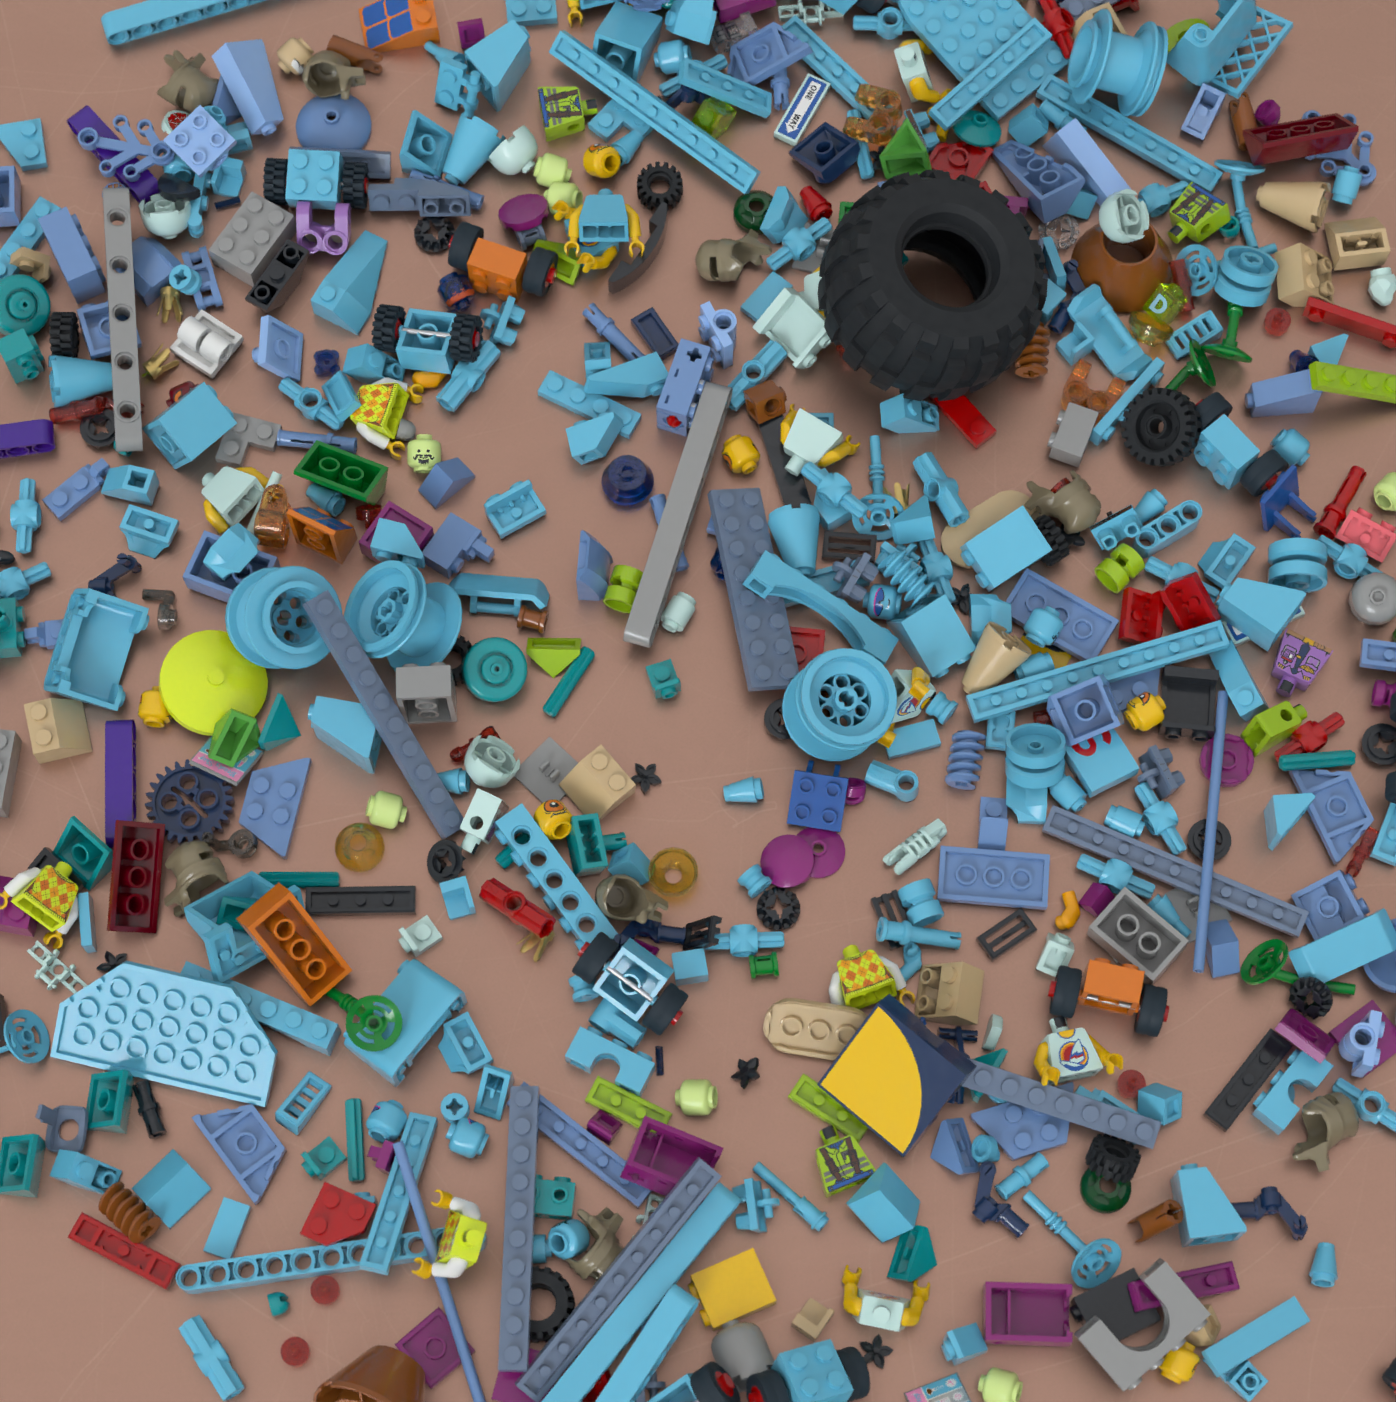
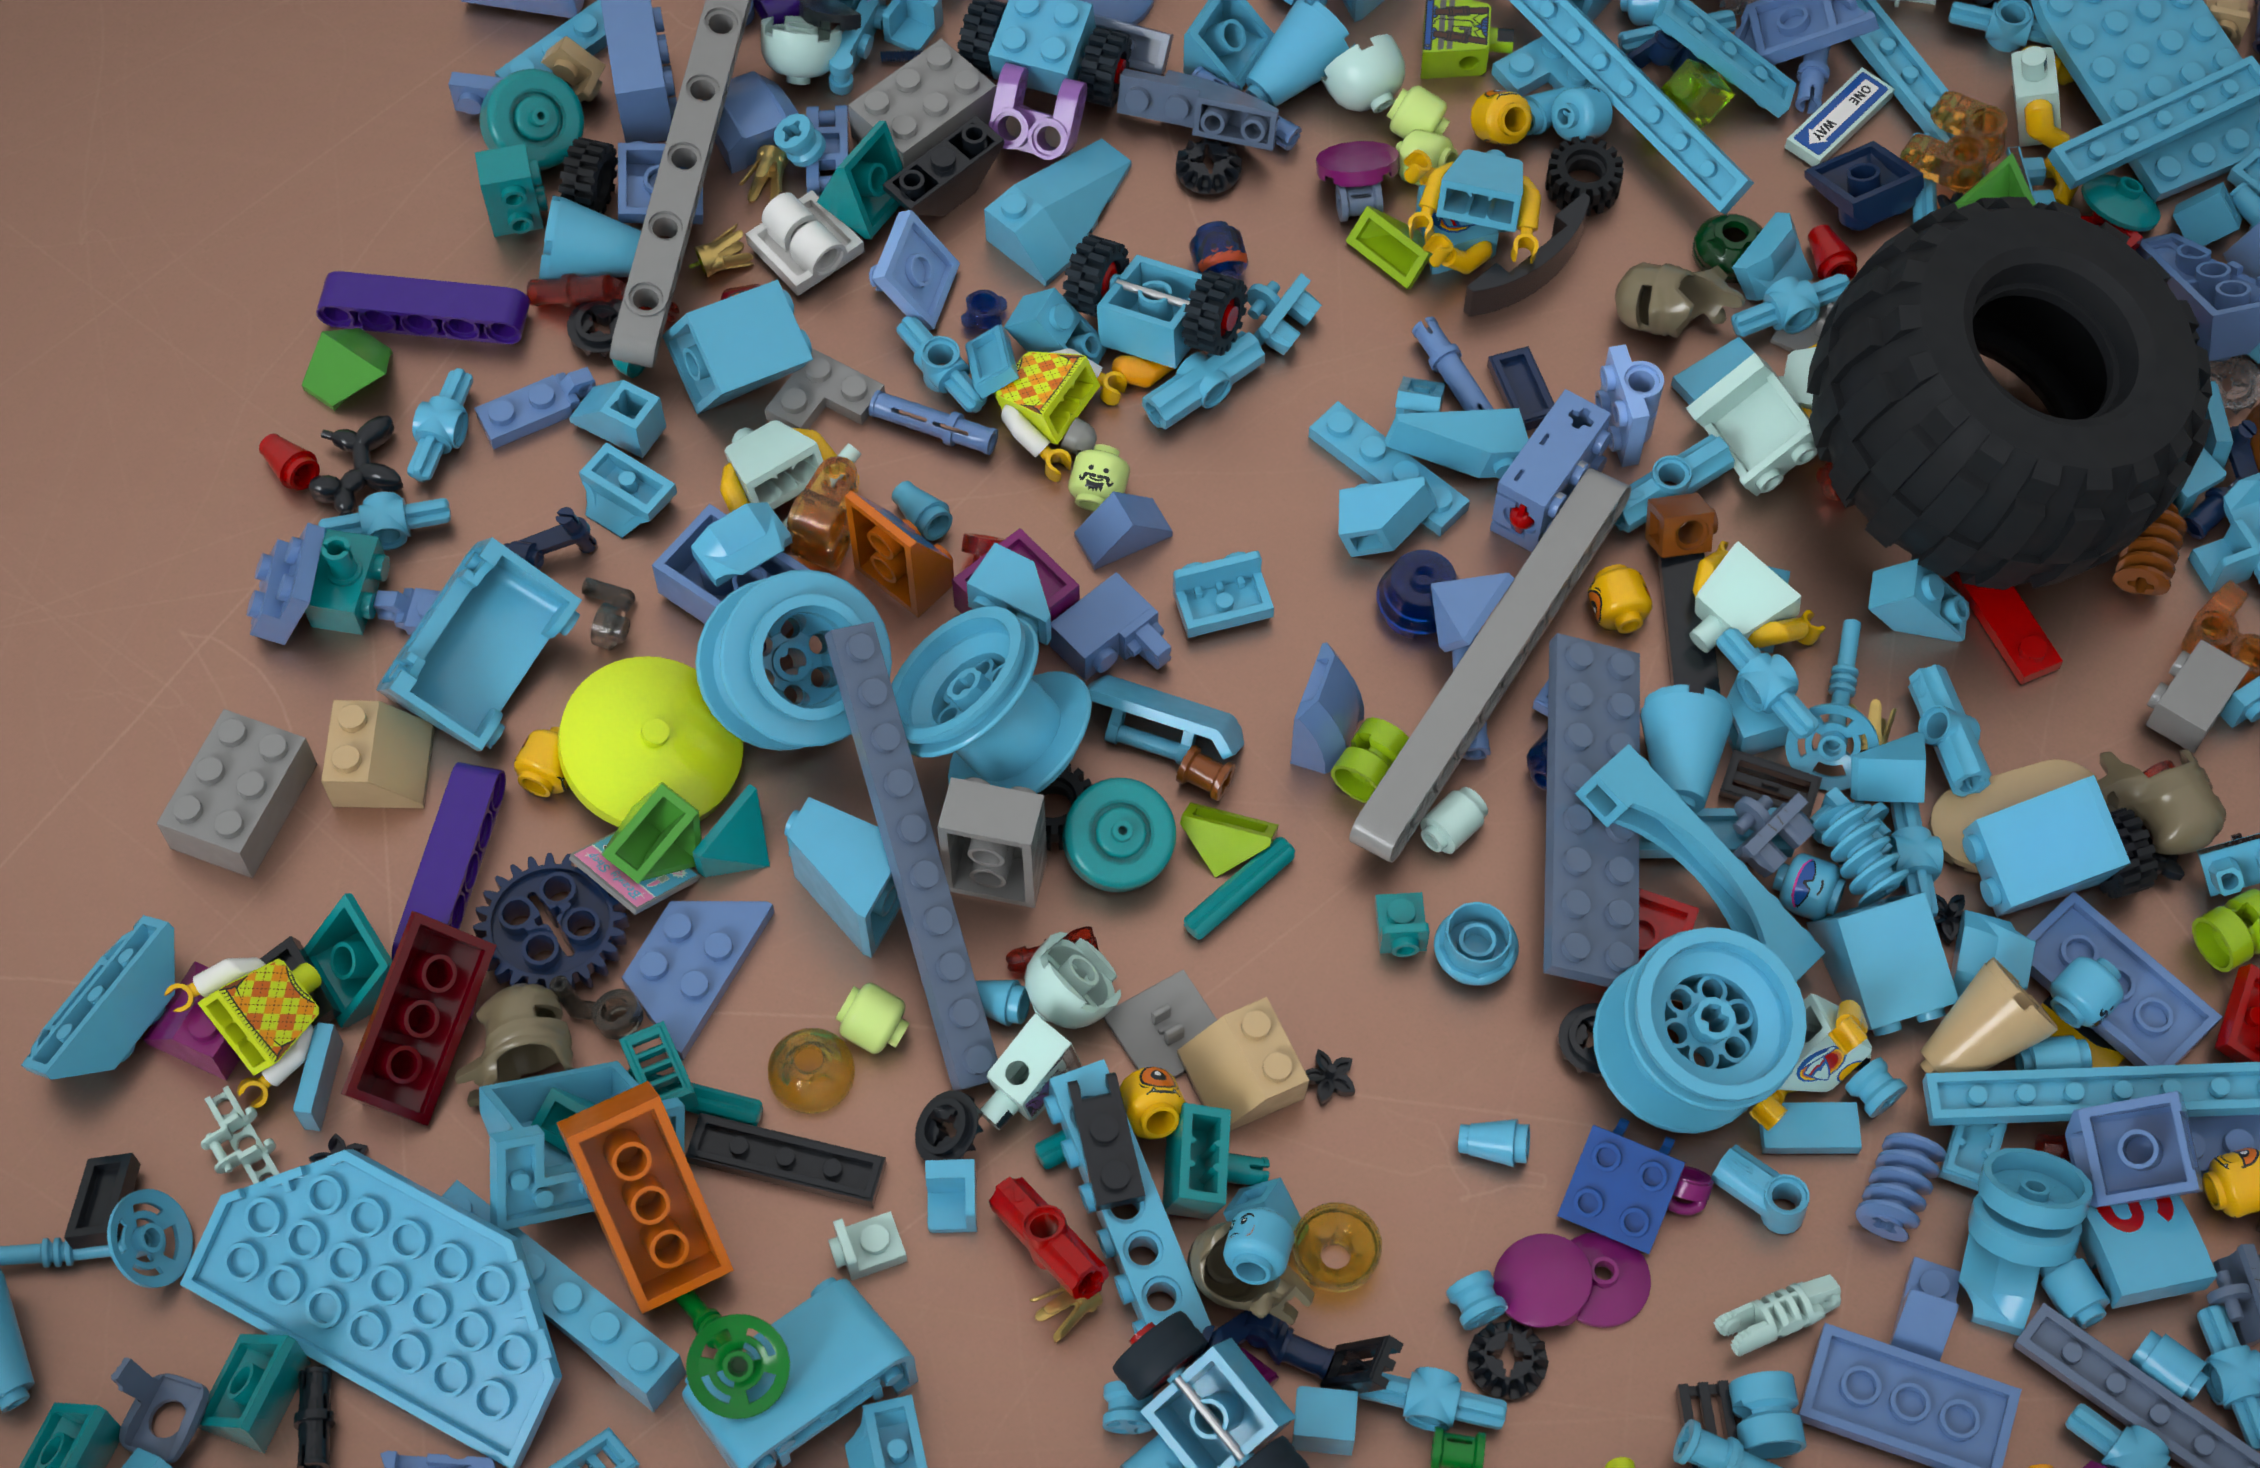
camera: 15 degrees right, 10 degrees down
(230, 304) = (856, 186): none -> teal slope
(295, 880) = (685, 1091): none -> teal slope
(343, 472) = (959, 473): green slope -> none
(501, 268) = (1299, 230): brick -> none
(536, 850) = (1107, 1146): none -> black hinge
(632, 886) = (1258, 1245): none -> medium azure head
(649, 147) = (1584, 112): none -> medium azure head
(655, 485) = (1465, 606): none -> medium blue slope
(707, 682) = (1476, 944): none -> medium azure piece

